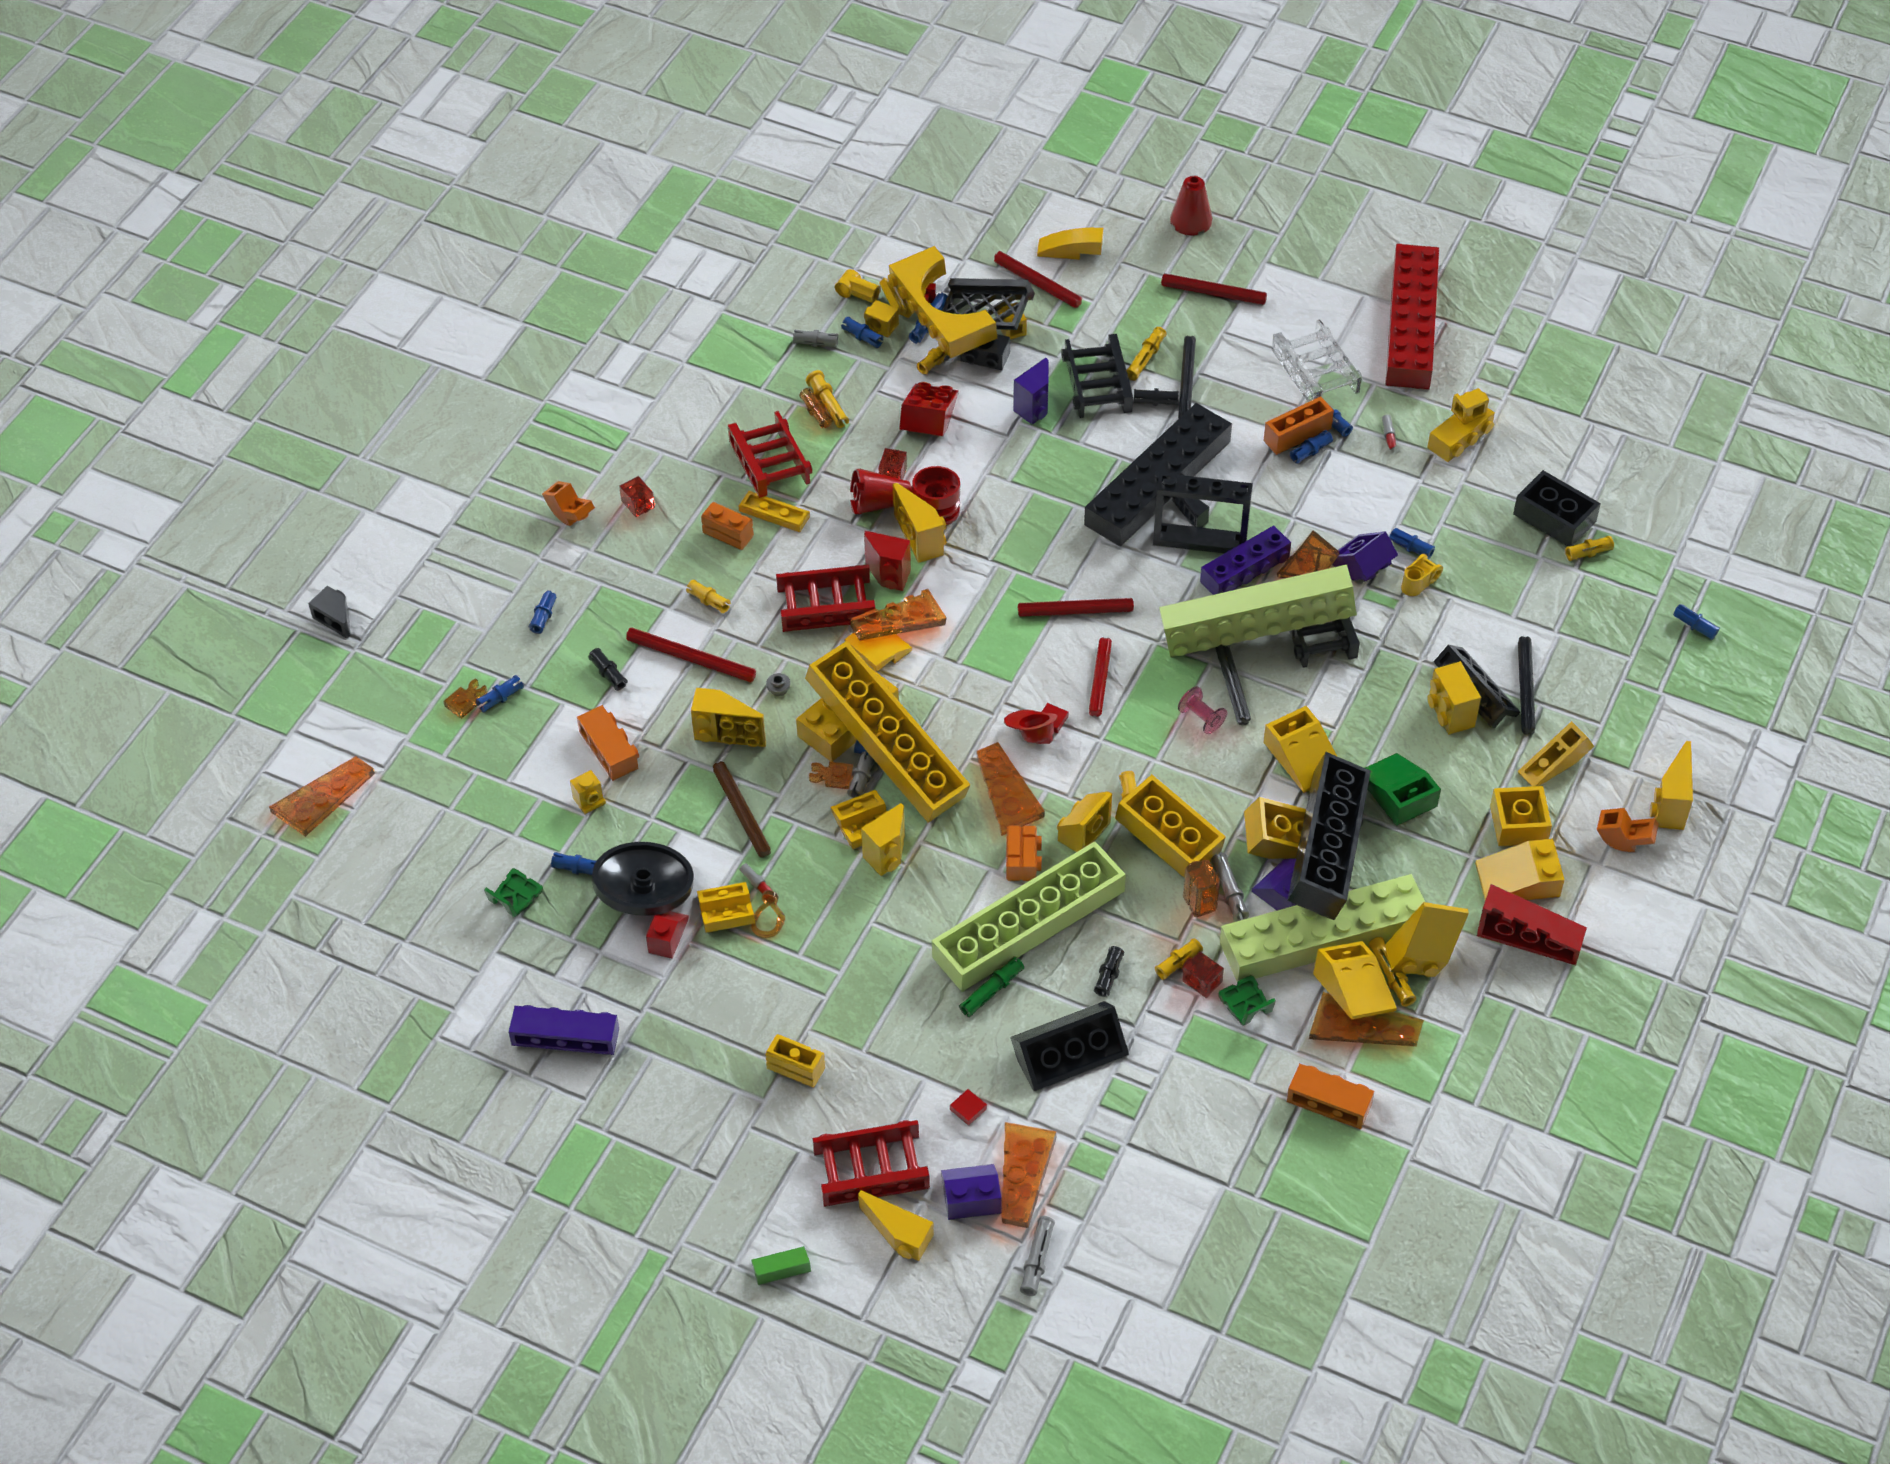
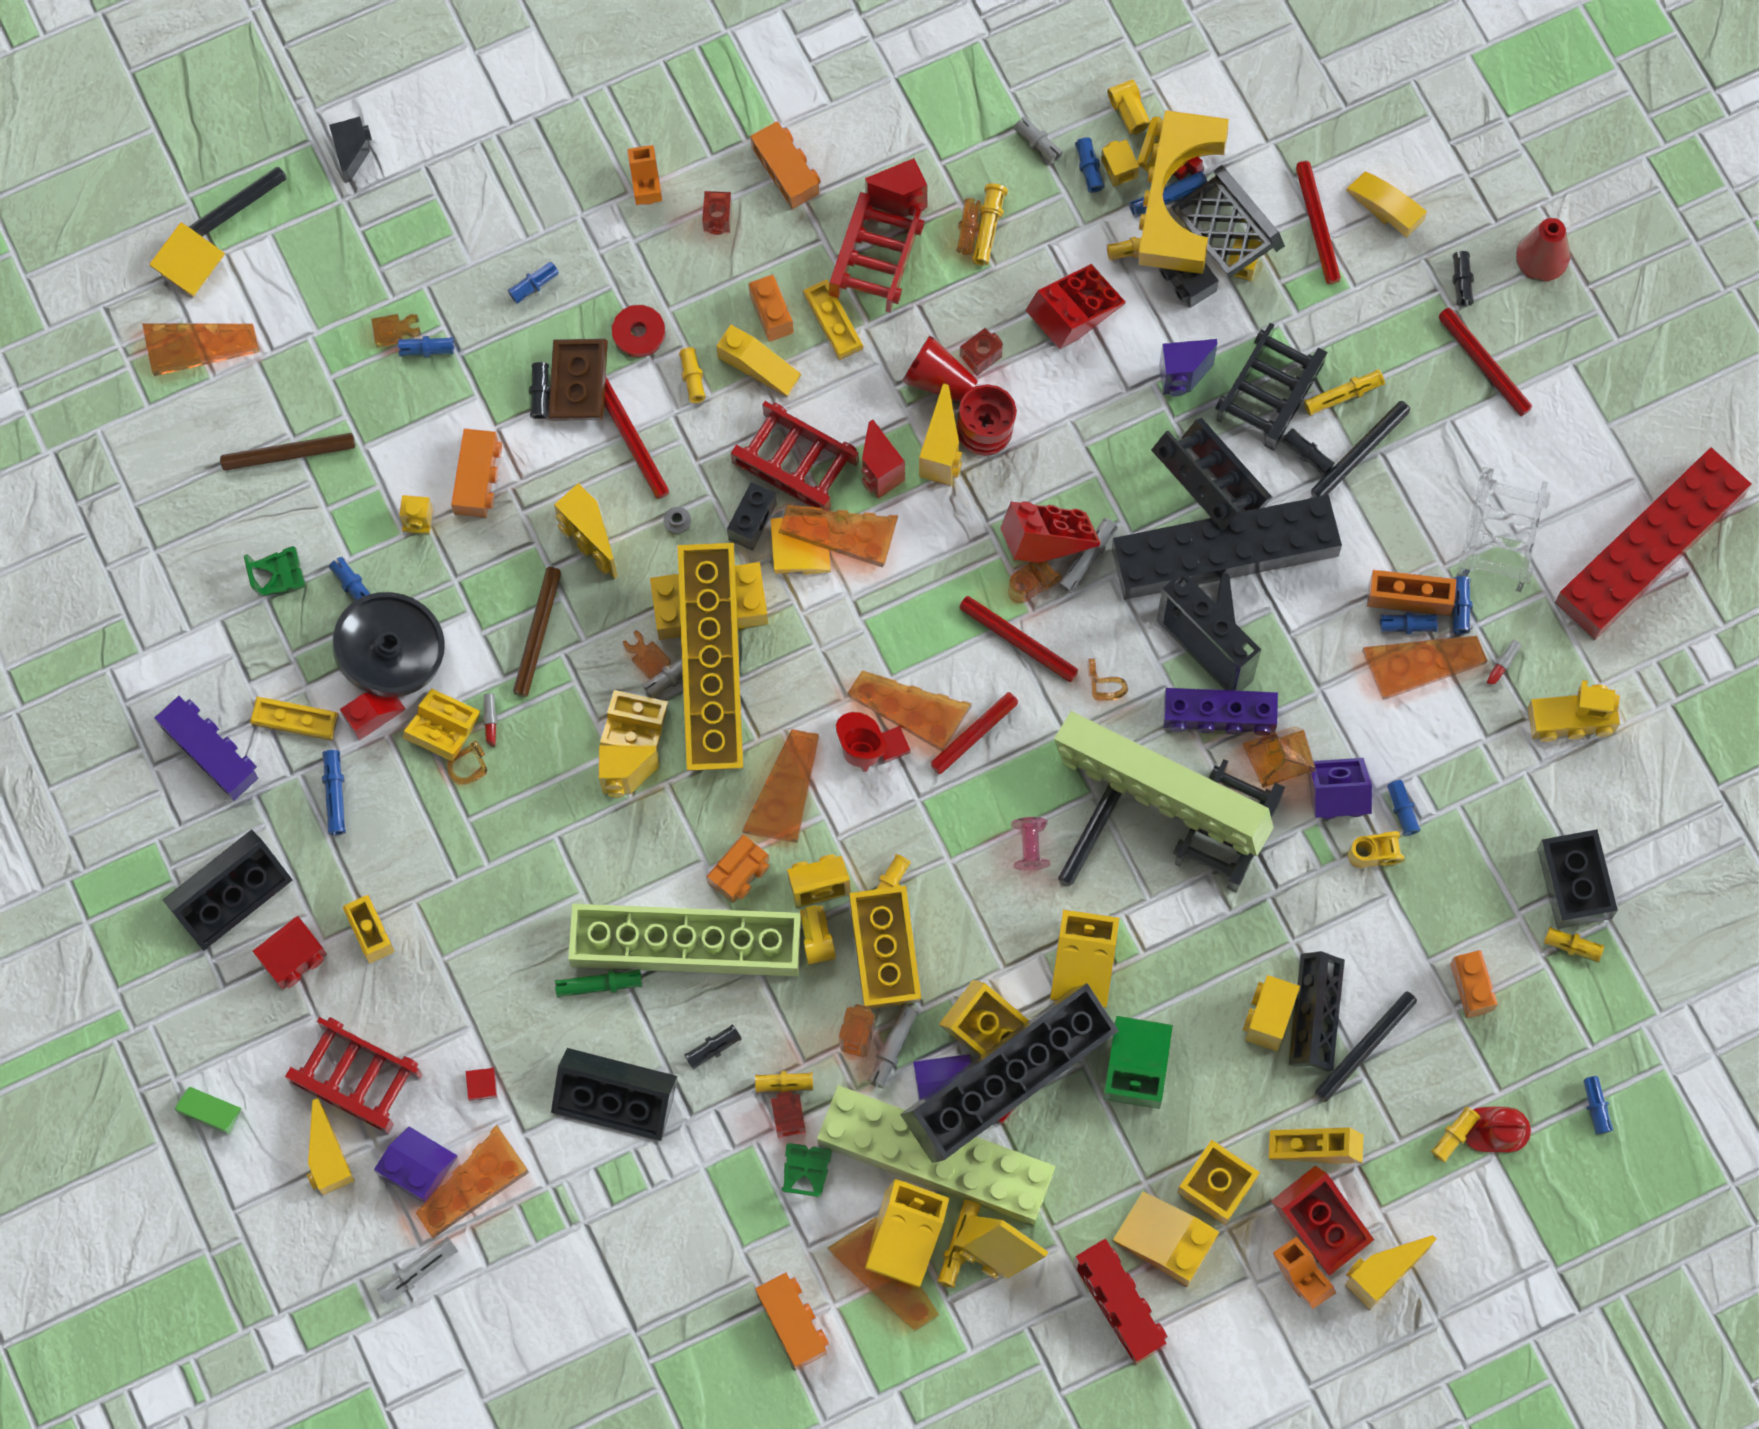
camera: 40 degrees right, 20 degrees up
(270, 746) = (187, 259): none -> yellow tile
(272, 702) = (239, 201): none -> black axle
(452, 817) = (287, 451): none -> reddish brown axle
(611, 974) = (294, 718): none -> yellow tile
(630, 644) = (578, 379): none -> reddish brown tile
(645, 585) = (638, 316): none -> red tile
(658, 445) = (785, 164): none -> orange brick
(663, 1110) = (227, 889): none -> black slope
(666, 981) = (334, 796): none -> blue pin
(742, 561) = (756, 360): none -> yellow slope
(751, 1115) = (290, 953): none -> red slope
(753, 406) = (898, 189): none -> red slope
(826, 636) = (751, 516): none -> black brick
(1035, 532) = (1046, 532): none -> red slope
(1052, 569) = (1036, 577): none -> clear orange piece
(1055, 687) = (919, 712): none -> clear orange wing
(1073, 527) = (1085, 558): none -> light grey pin
(1110, 435) = (1221, 462): none -> black fence
(1125, 858) = (817, 941): none -> yellow piece
(1140, 593) = (1104, 695): none -> clear orange piece
(1157, 255) = (1463, 278): none -> black pin
(1339, 465) = (1417, 664): none -> clear orange wing
(1555, 605) = (1473, 984): none -> orange brick
(1597, 788) = (1322, 1219): none -> red slope
(1631, 694) = (1455, 1134): none -> yellow pin
(1651, 676) = (1499, 1130): none -> red piece

